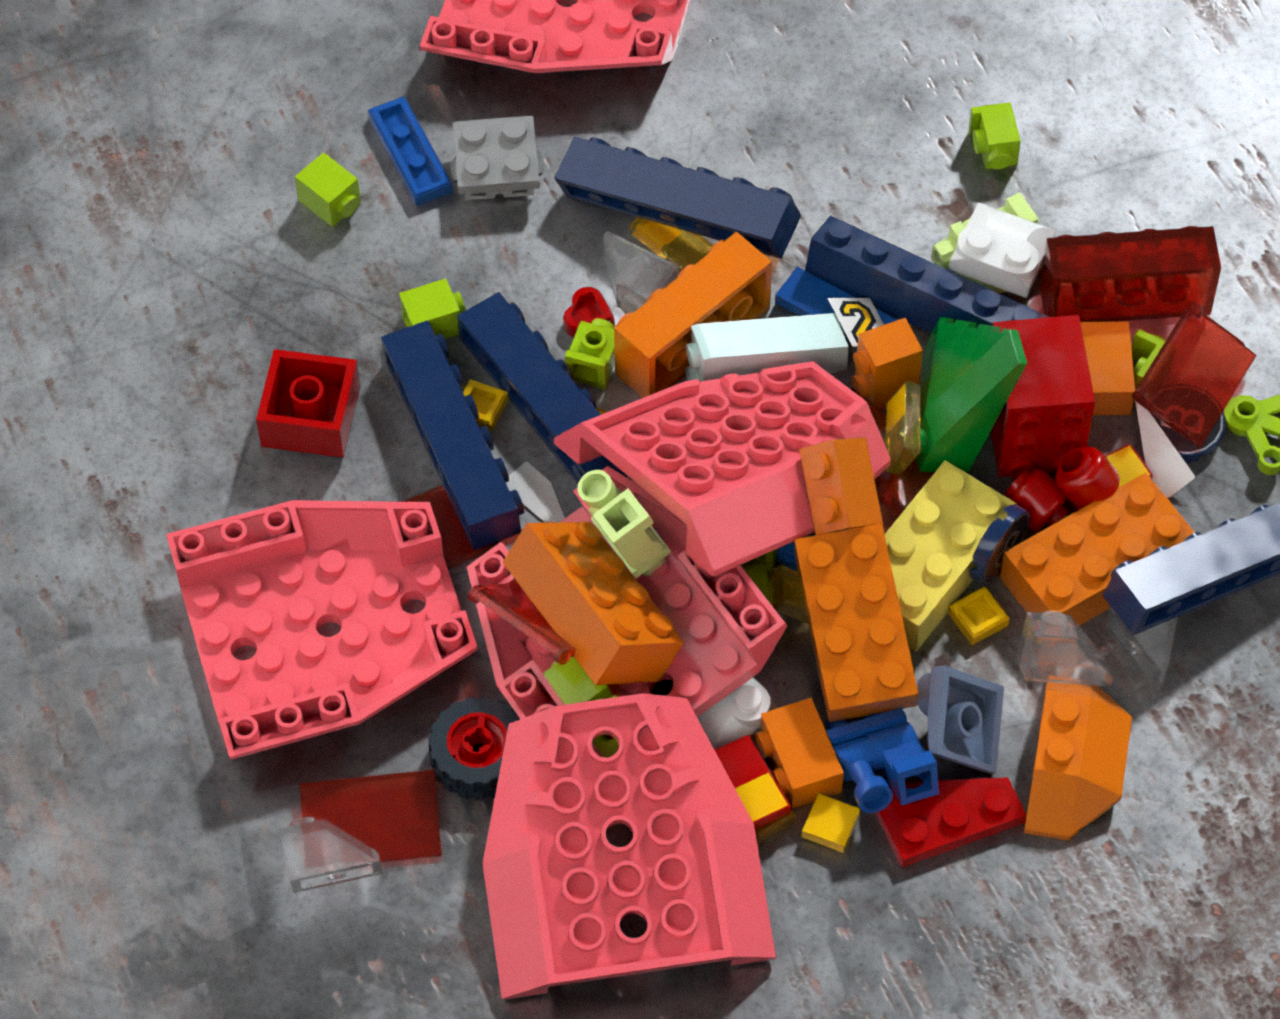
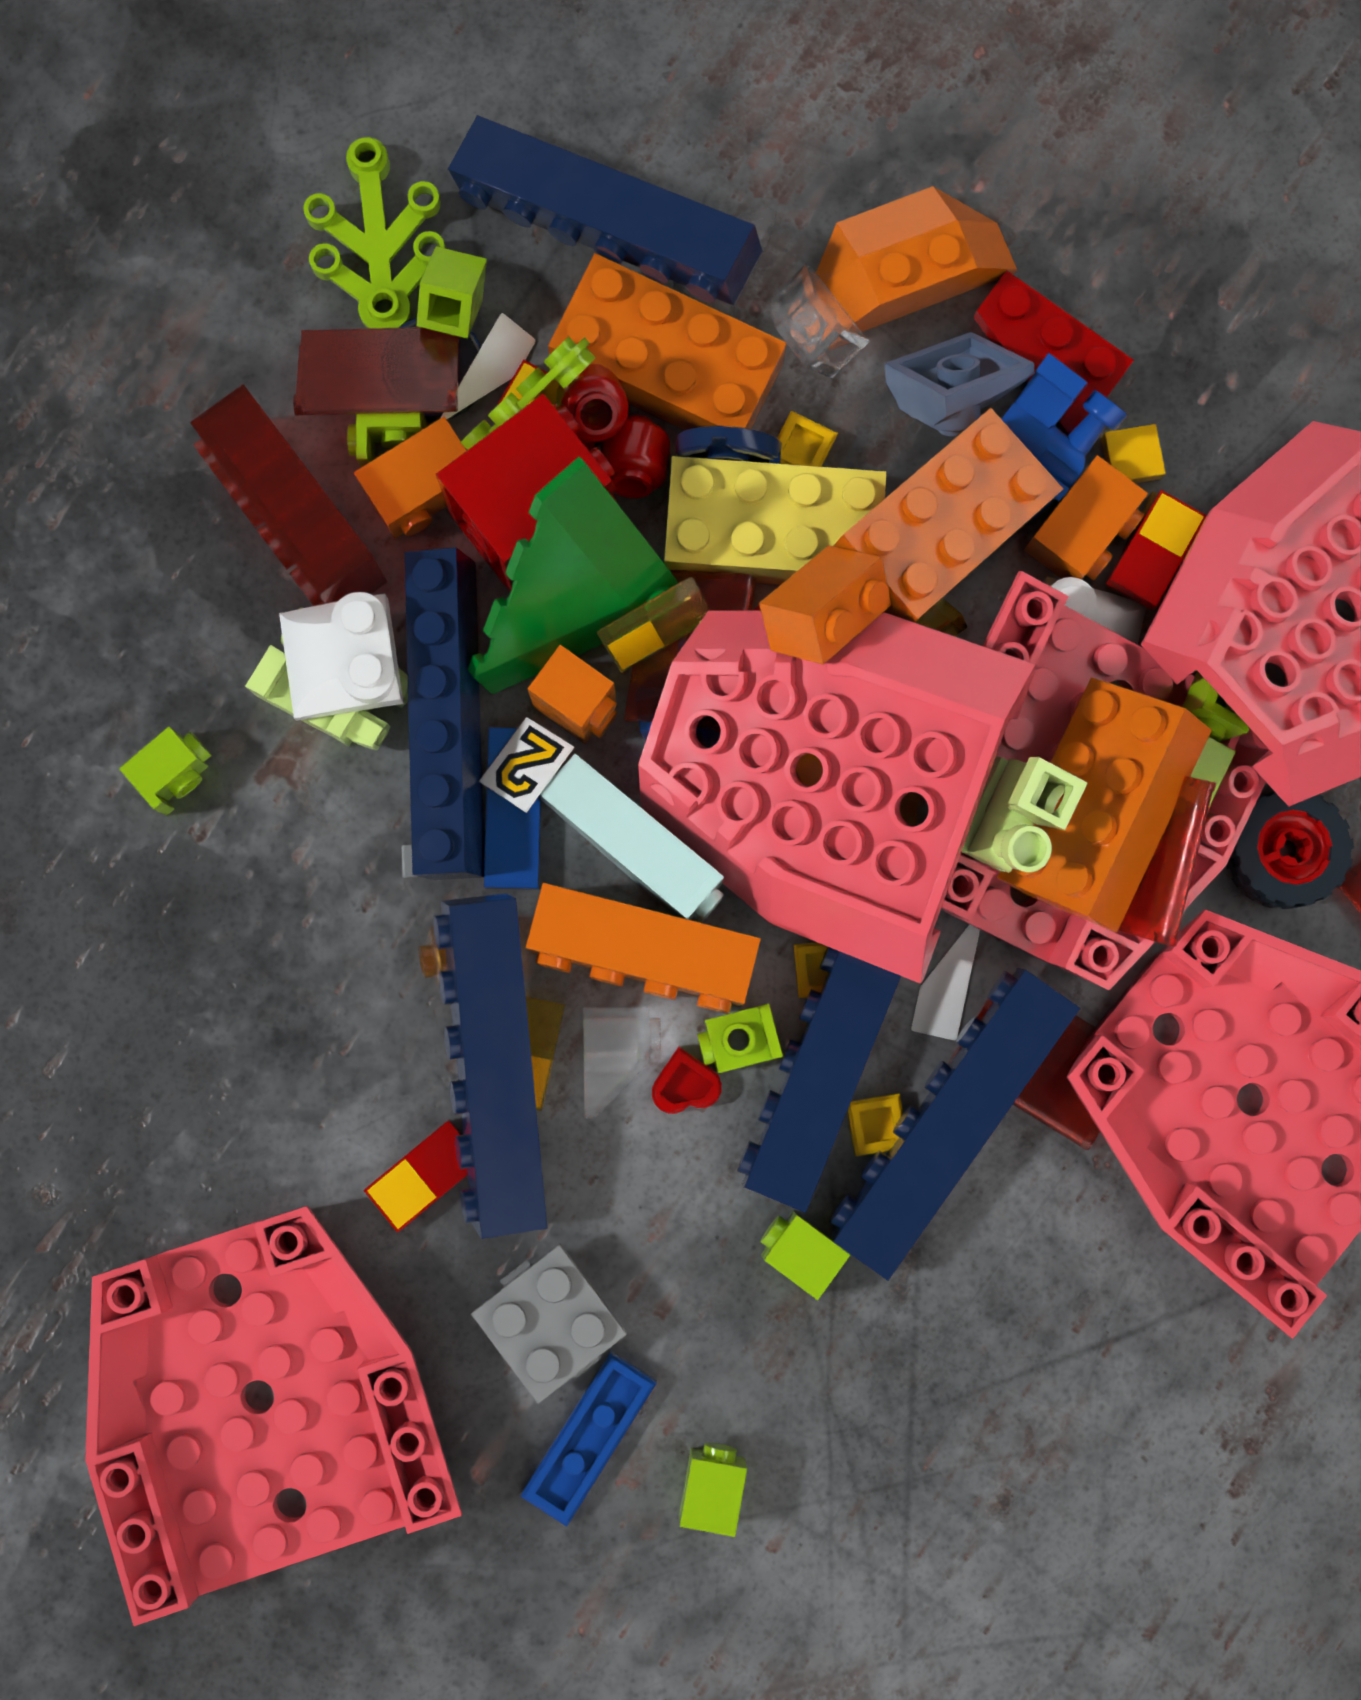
camera: 130 degrees left, 25 degrees up
(308, 403) = (1018, 1305): red brick -> none
(635, 130) = (418, 1178): none -> tile
(1109, 426) = (564, 364): none -> lime plant
(1227, 448) = (451, 292): none -> lime brick

